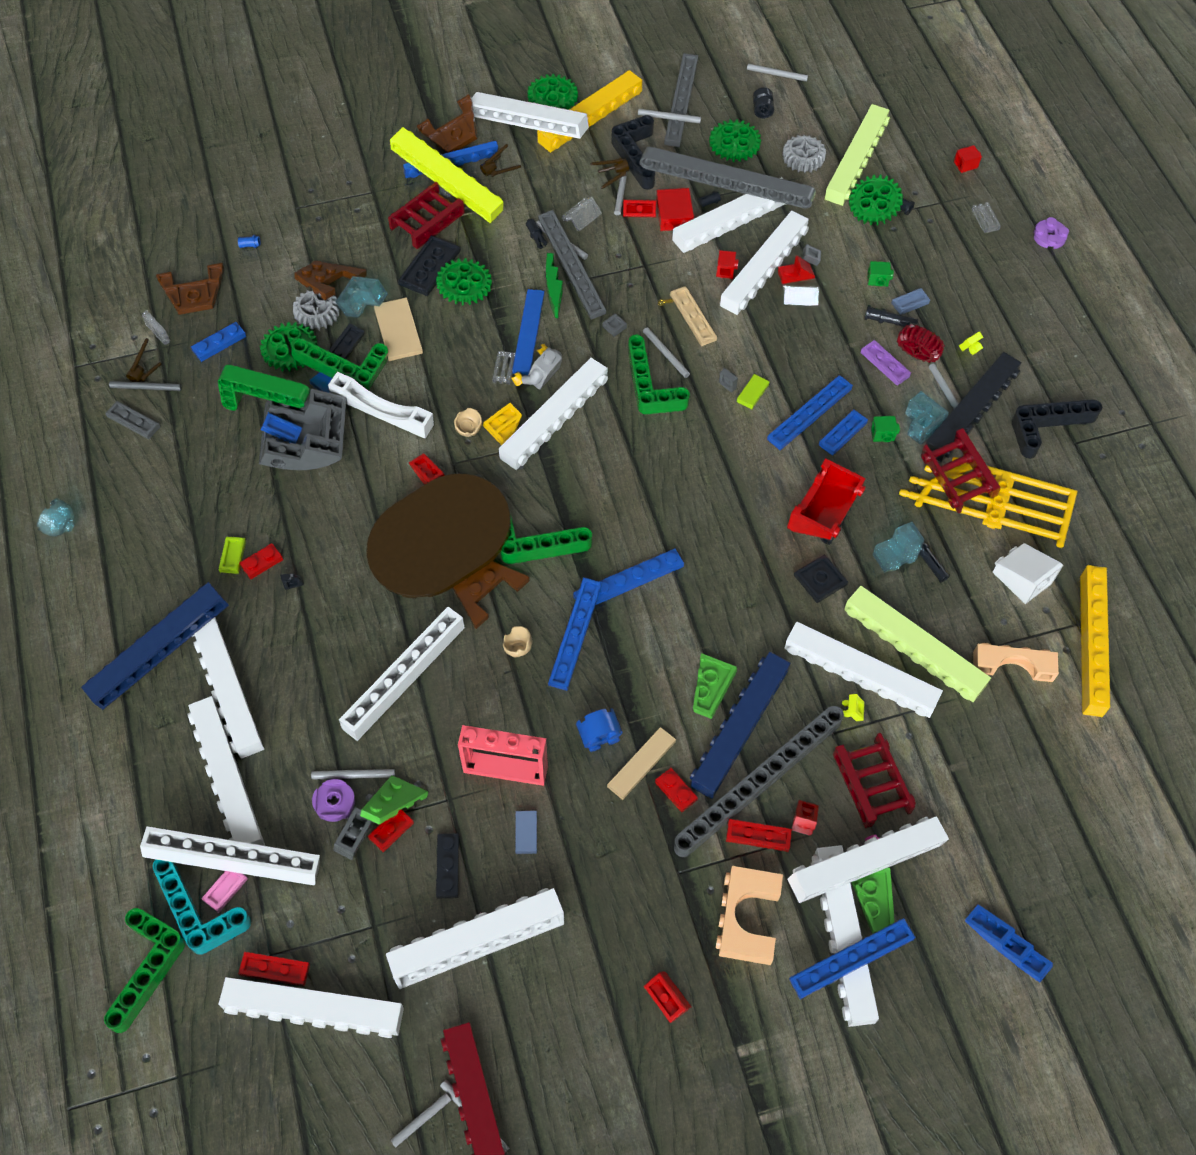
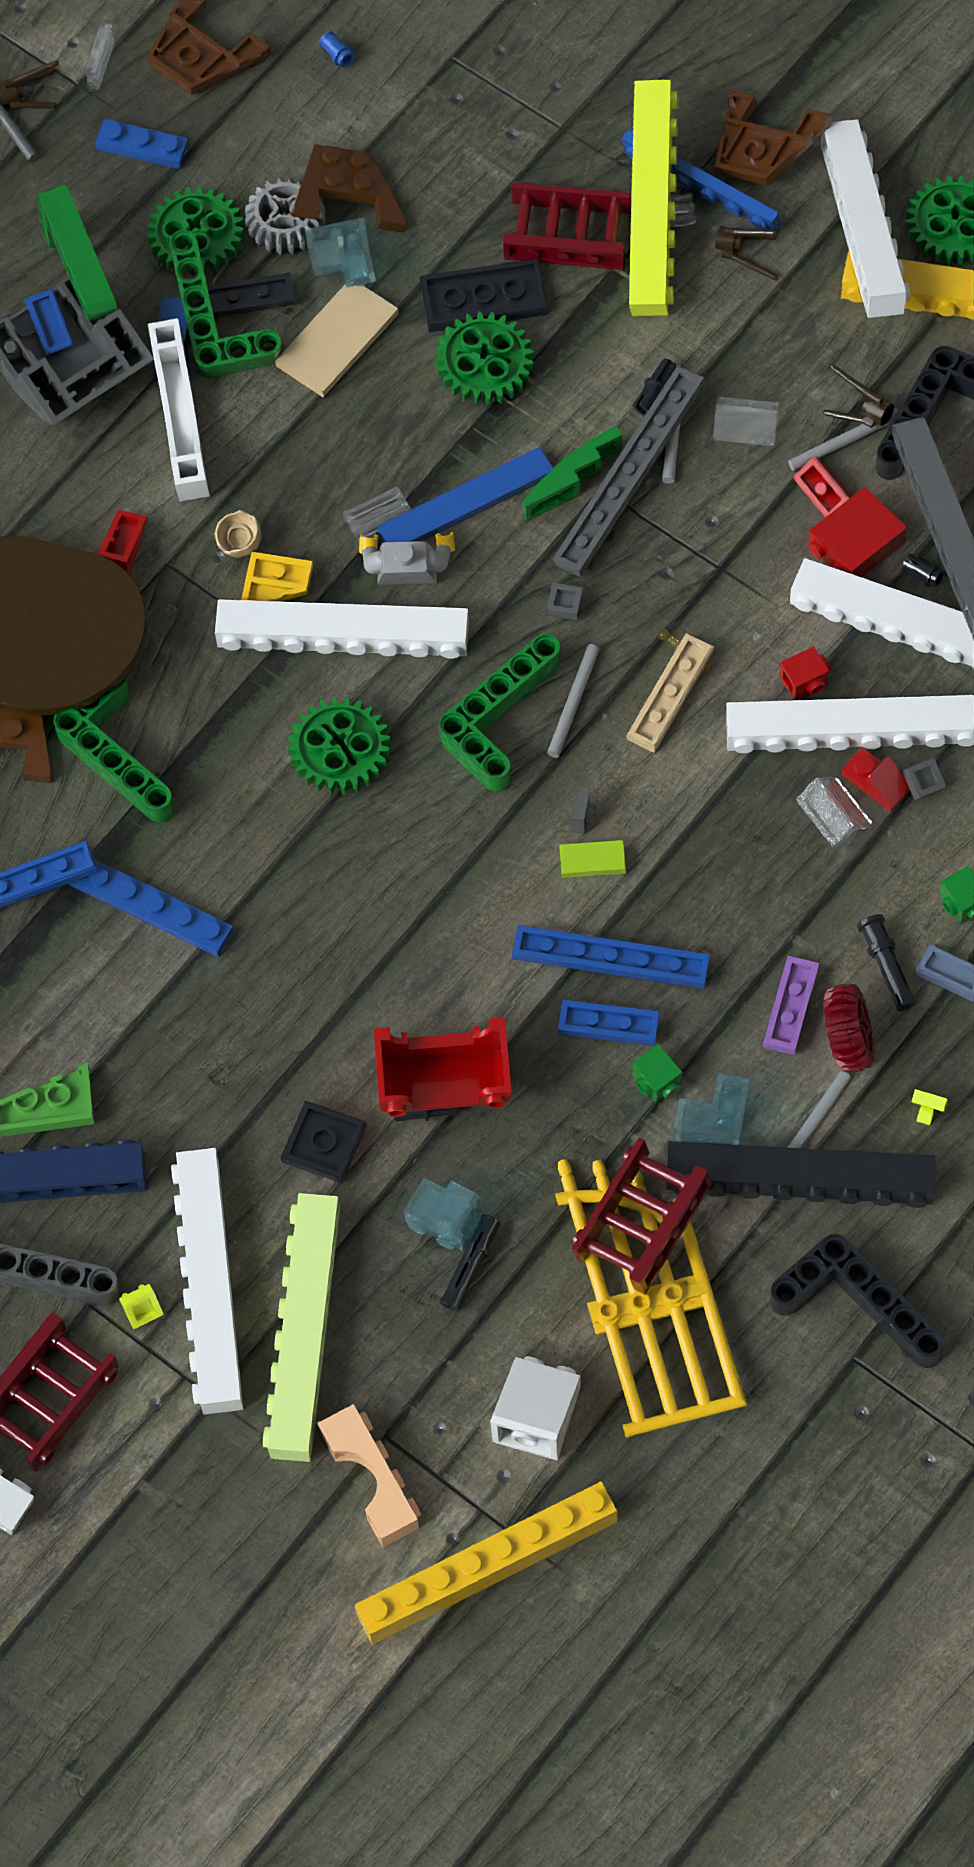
camera: 60 degrees right, 5 degrees up
(615, 450) = (363, 731): none -> green gear

